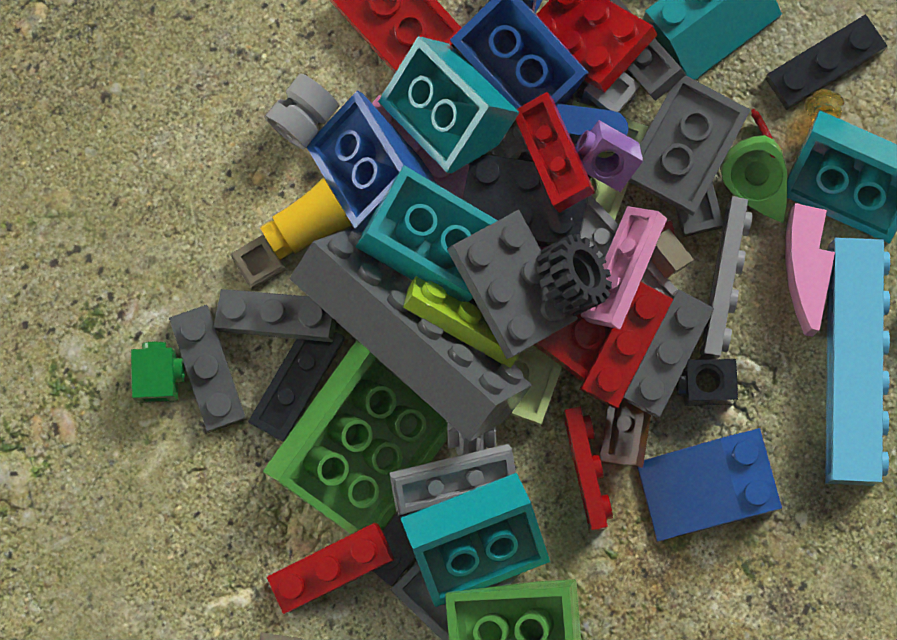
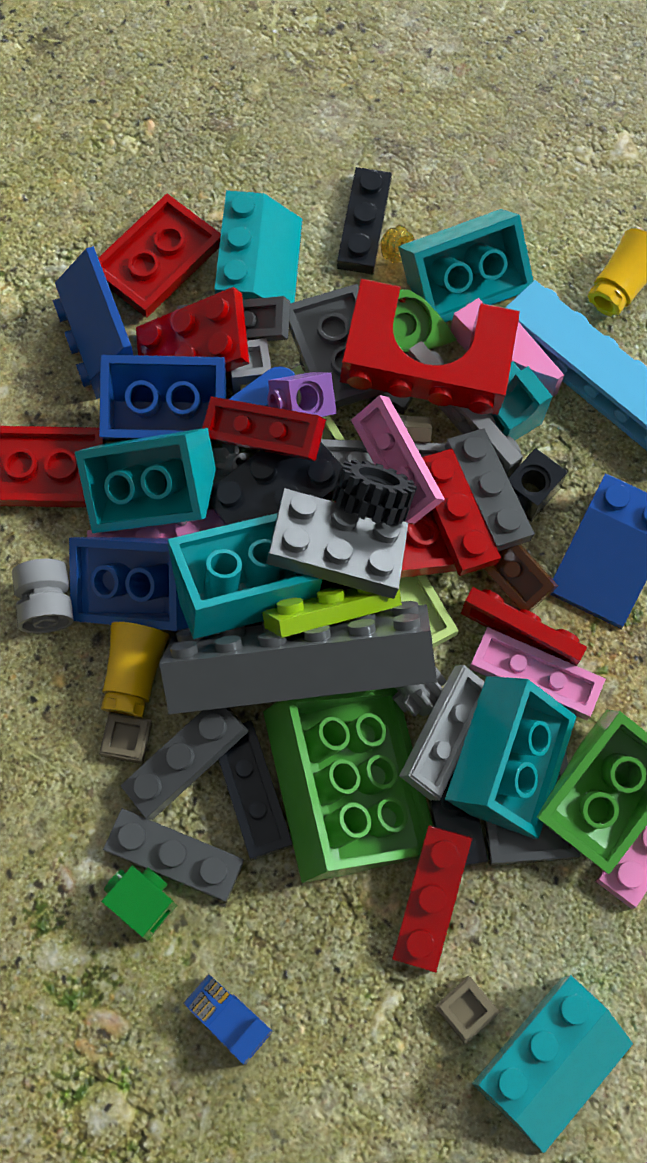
camera: 50 degrees left, 10 degrees down
(132, 501) = (228, 1019): none -> blue leg
(561, 507) = (566, 683): none -> bright pink plate
(742, 268) = (471, 382): none -> red arch
(765, 315) = (524, 403): none -> teal brick

